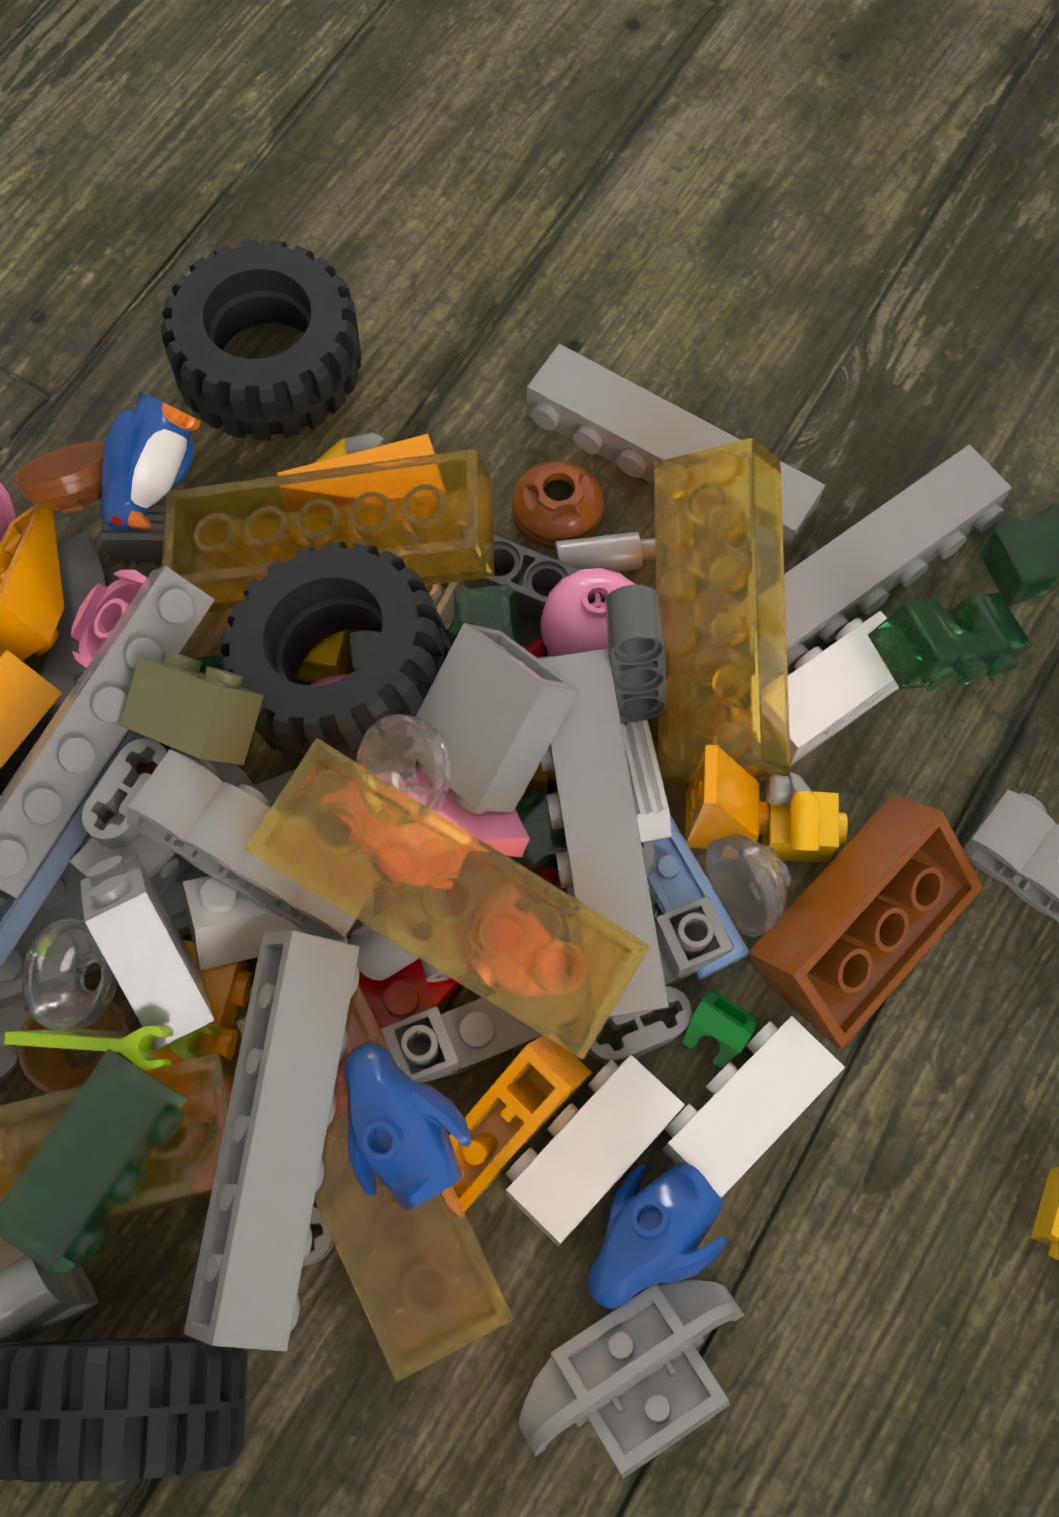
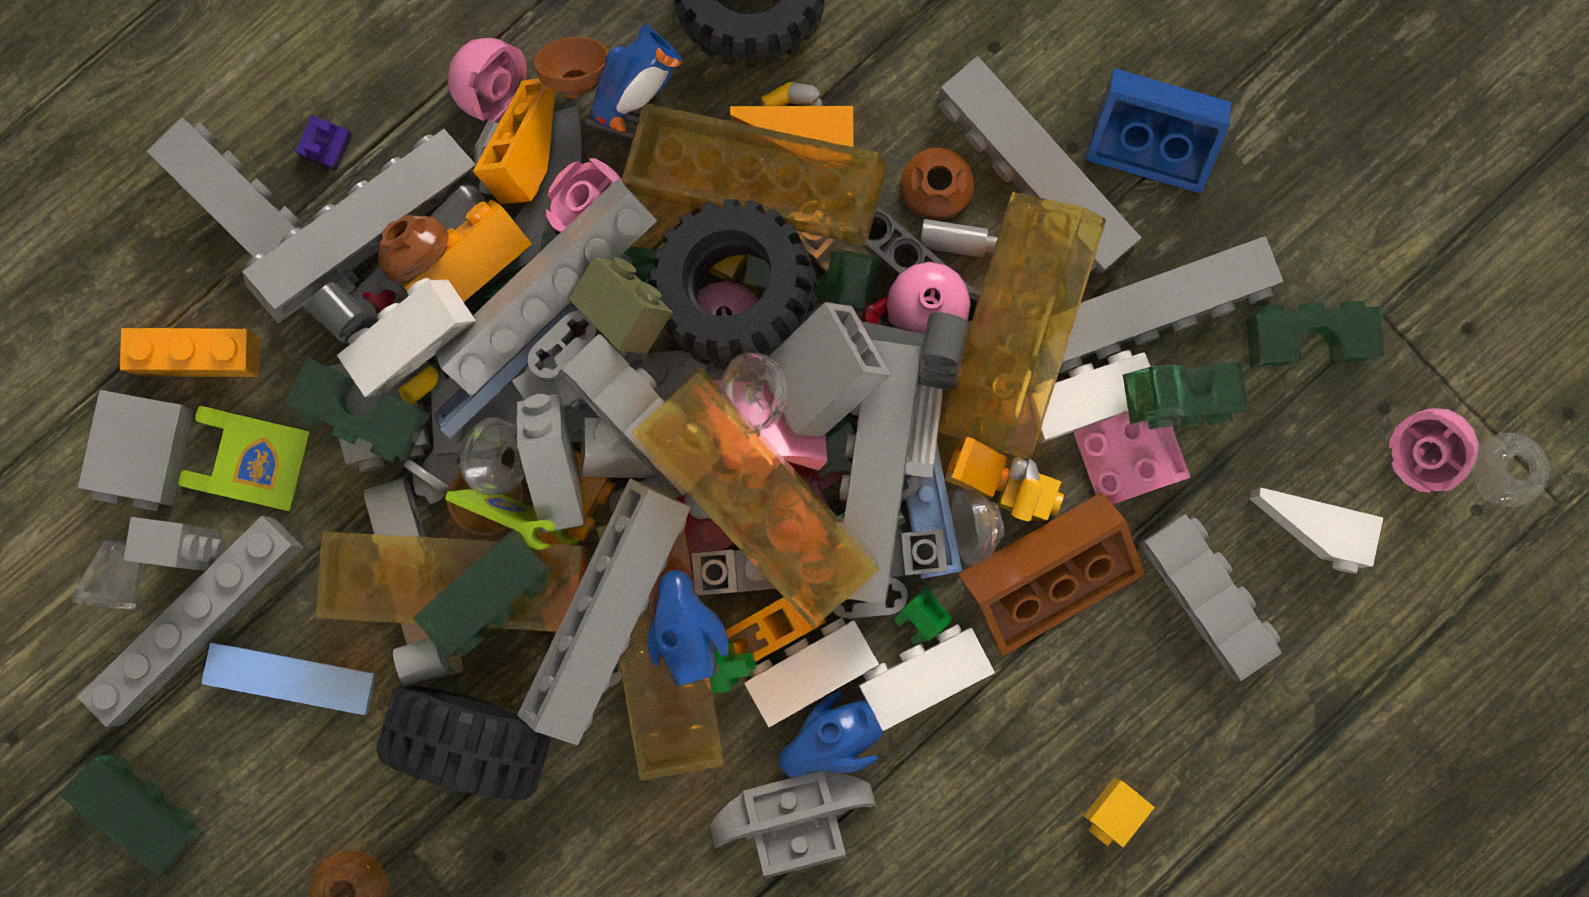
camera: 15 degrees right, 15 degrees up
(481, 1170) = (731, 668): none -> green tile
(798, 376) = (1158, 130): none -> blue slope
(906, 743) = (1129, 457): none -> bright pink bracket

